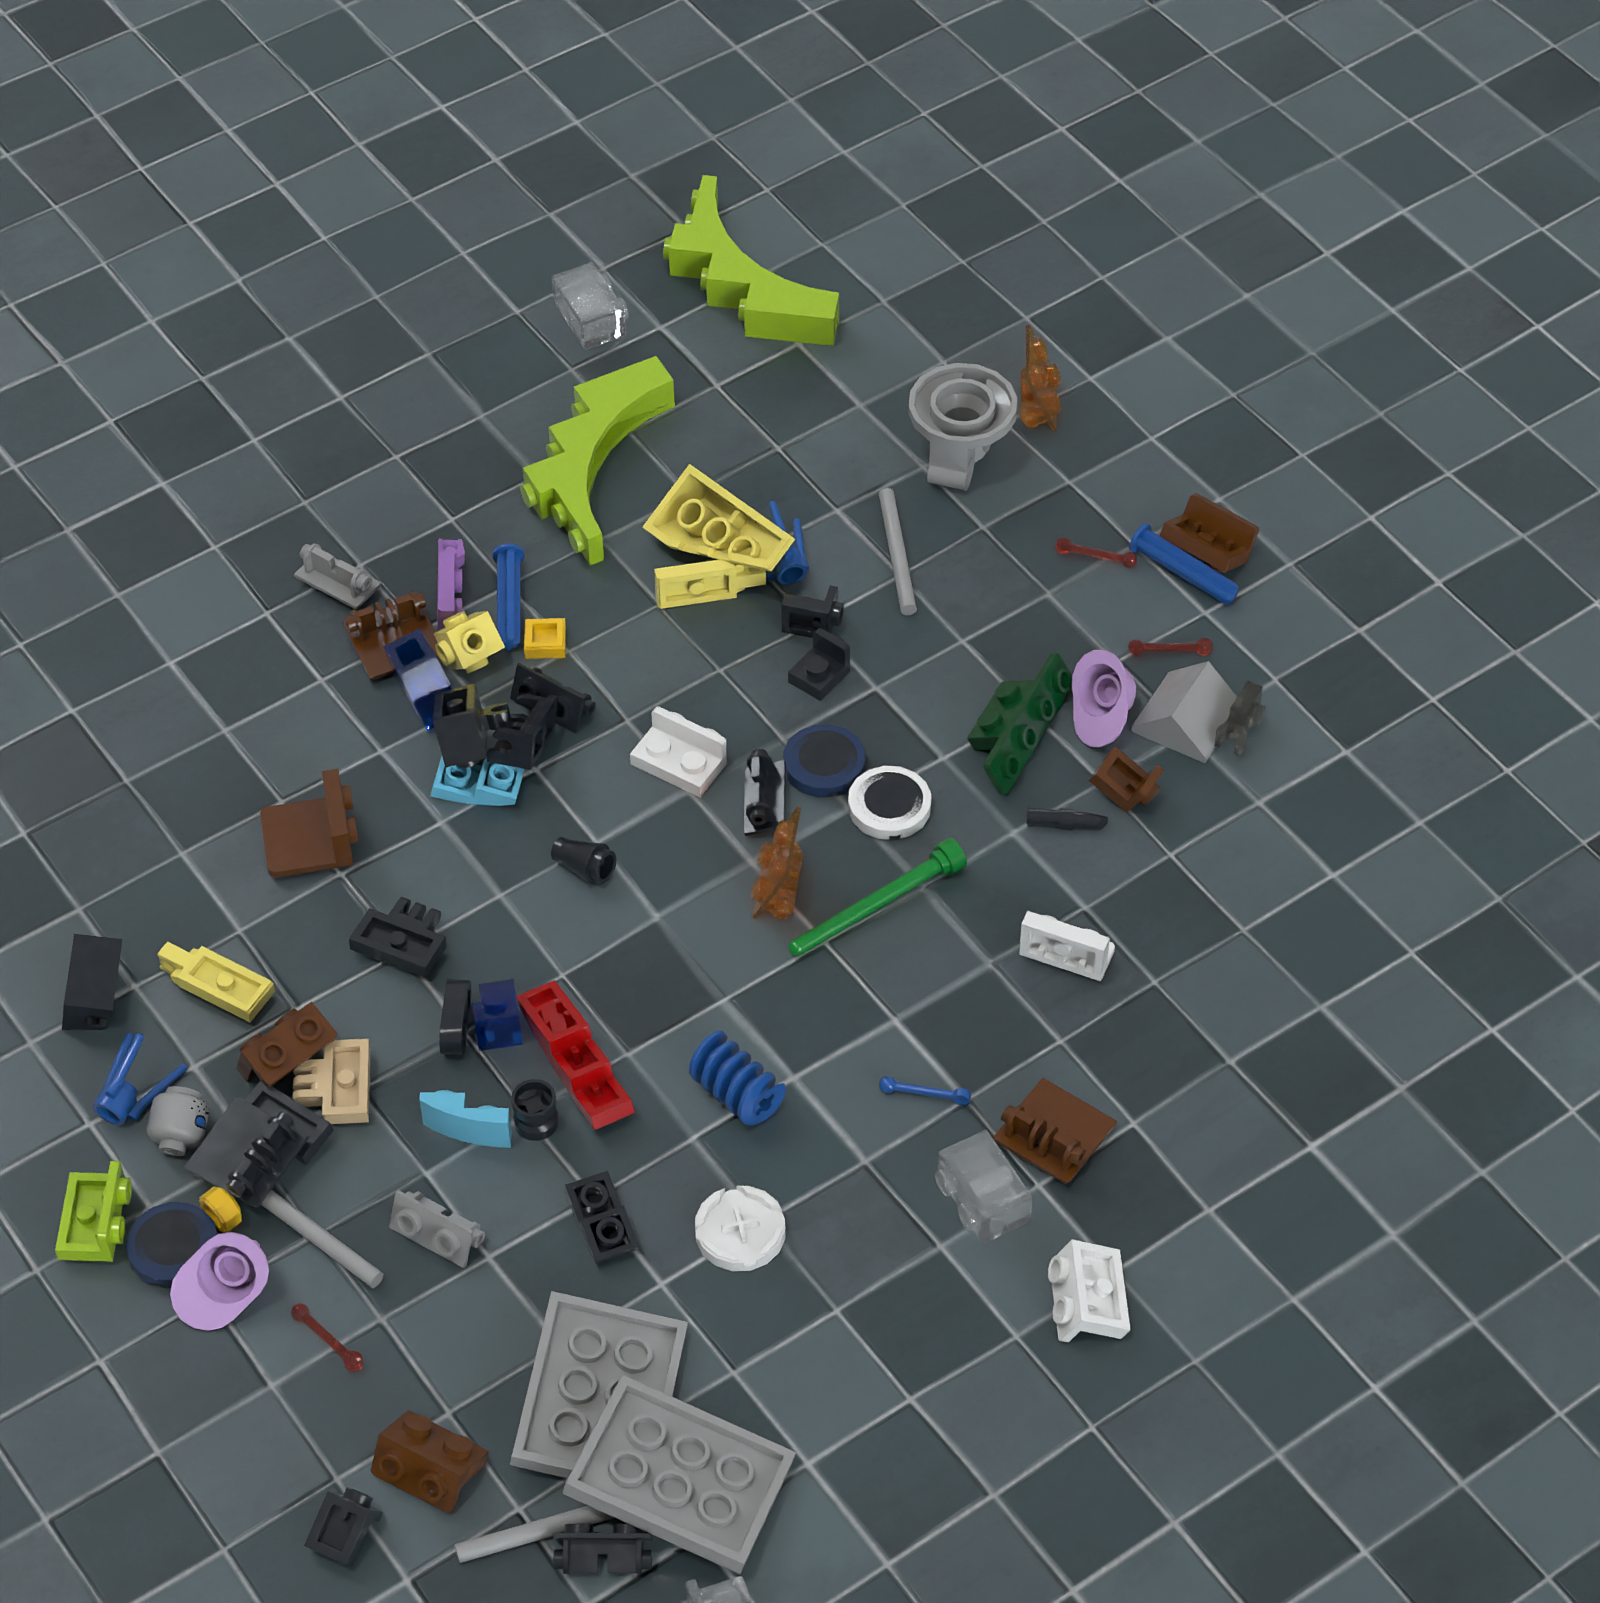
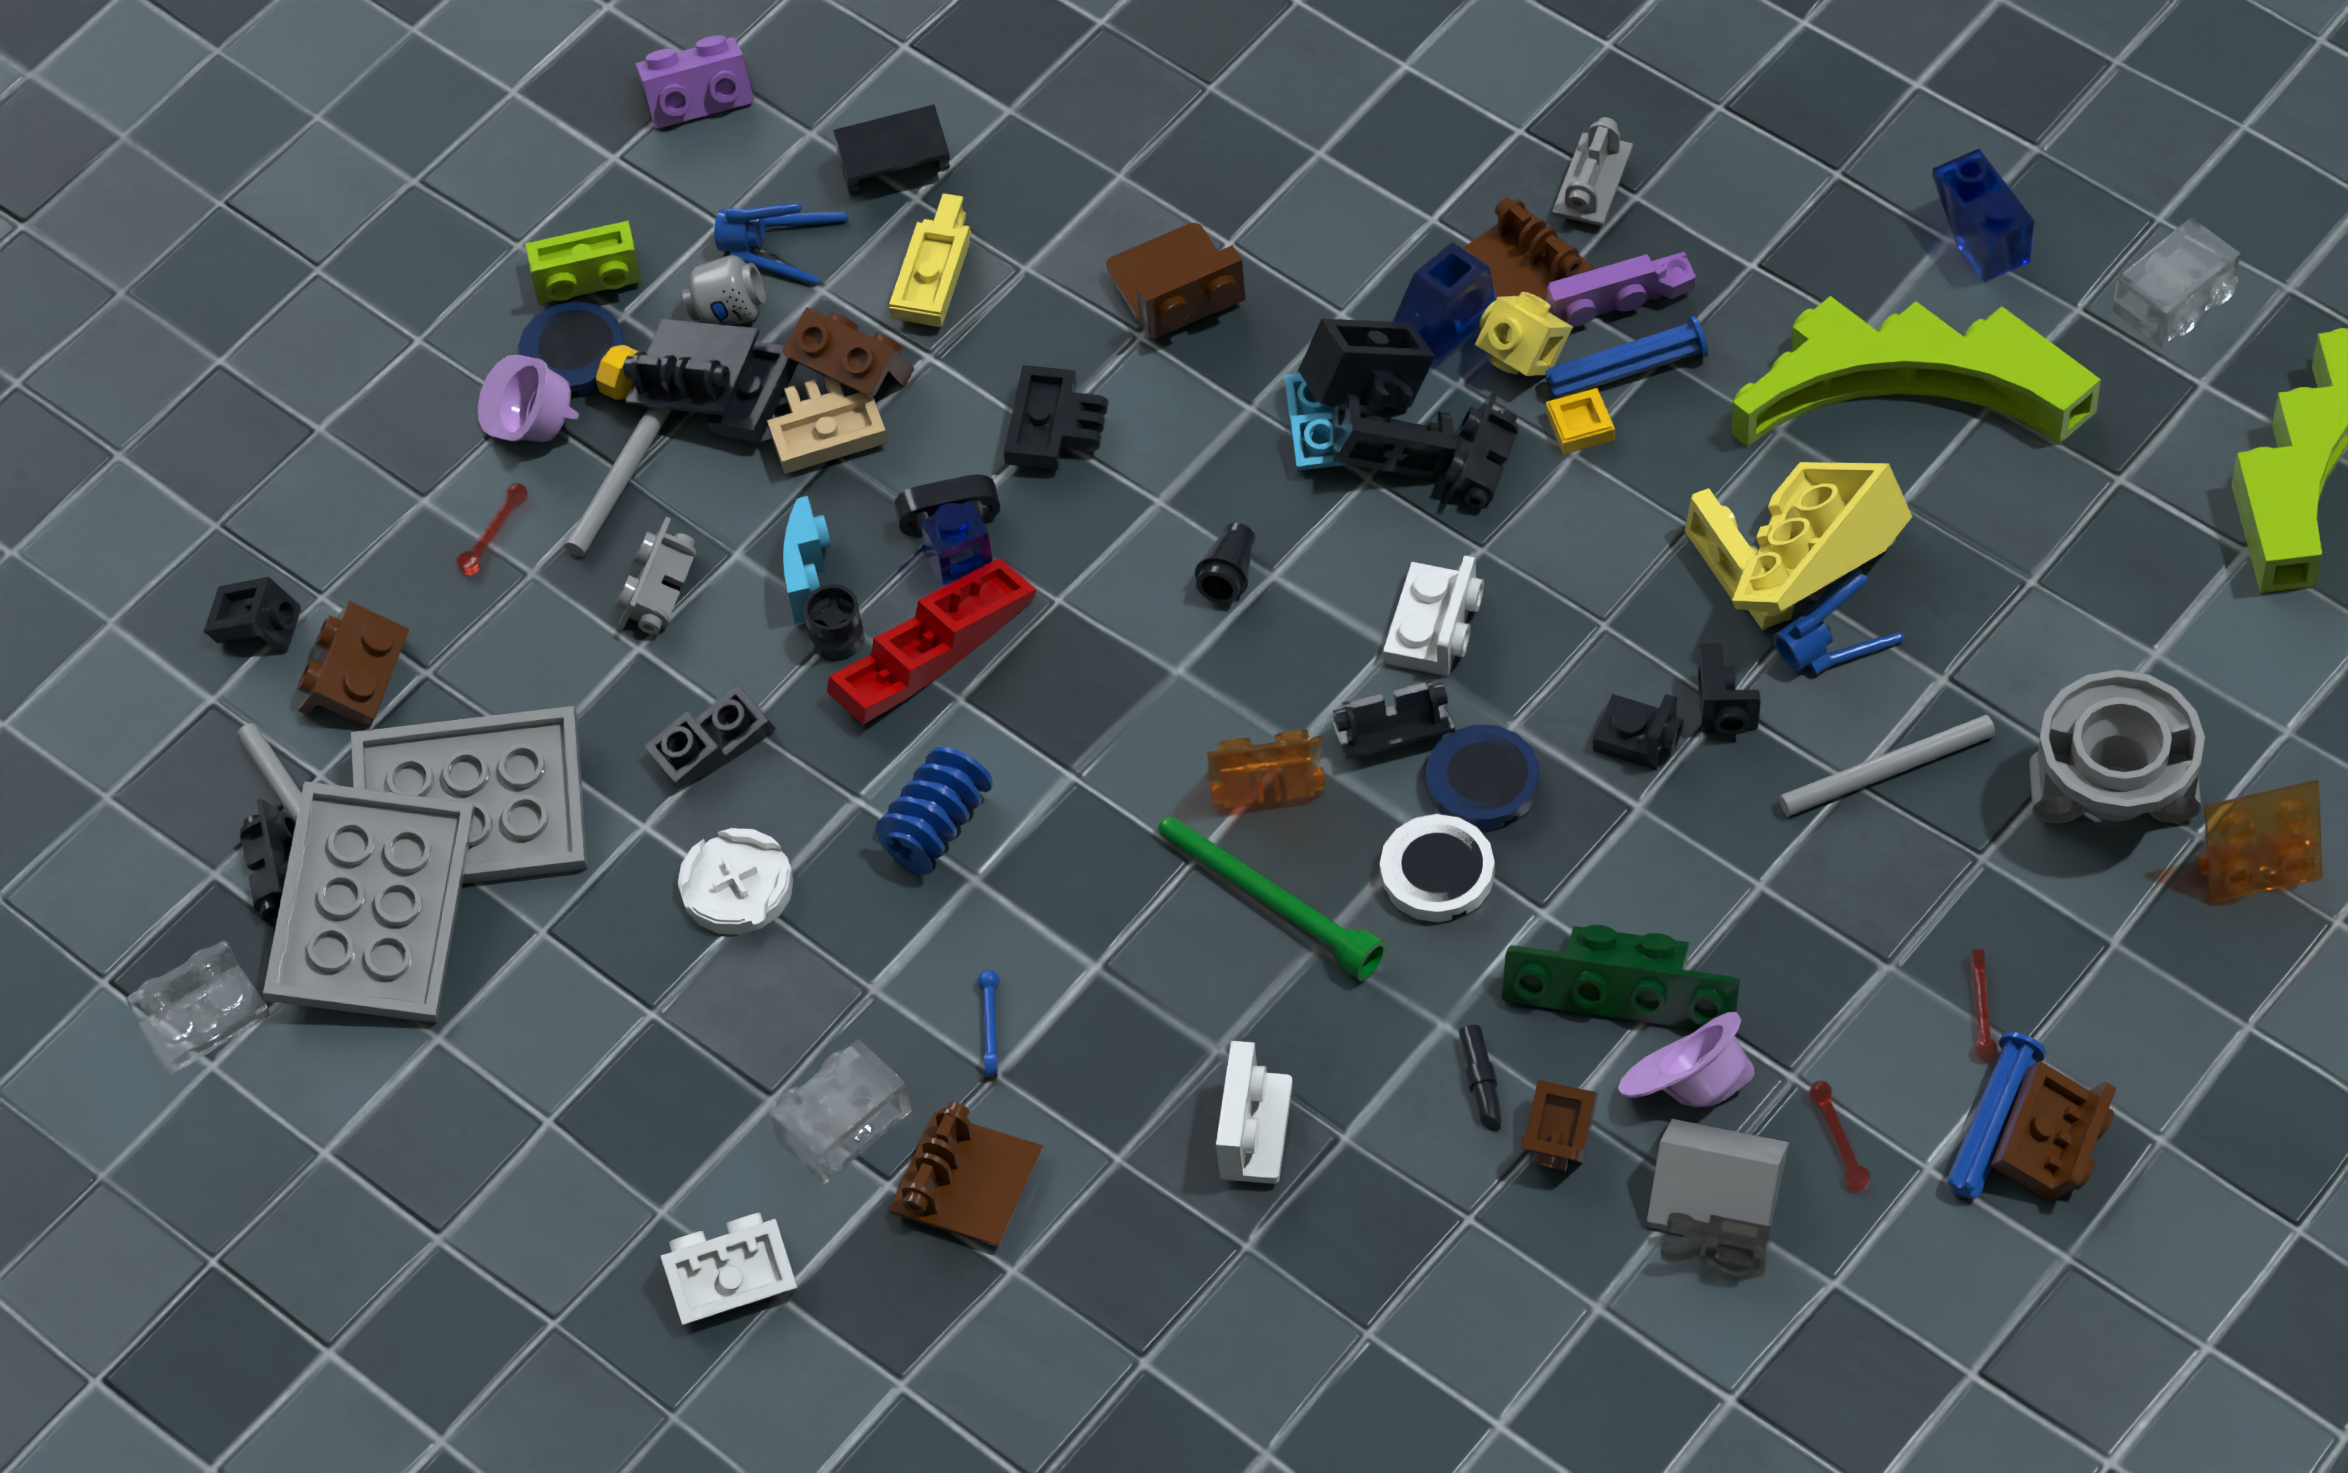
camera: 80 degrees right, 5 degrees up
(487, 380) = (1984, 215): none -> clear blue slope

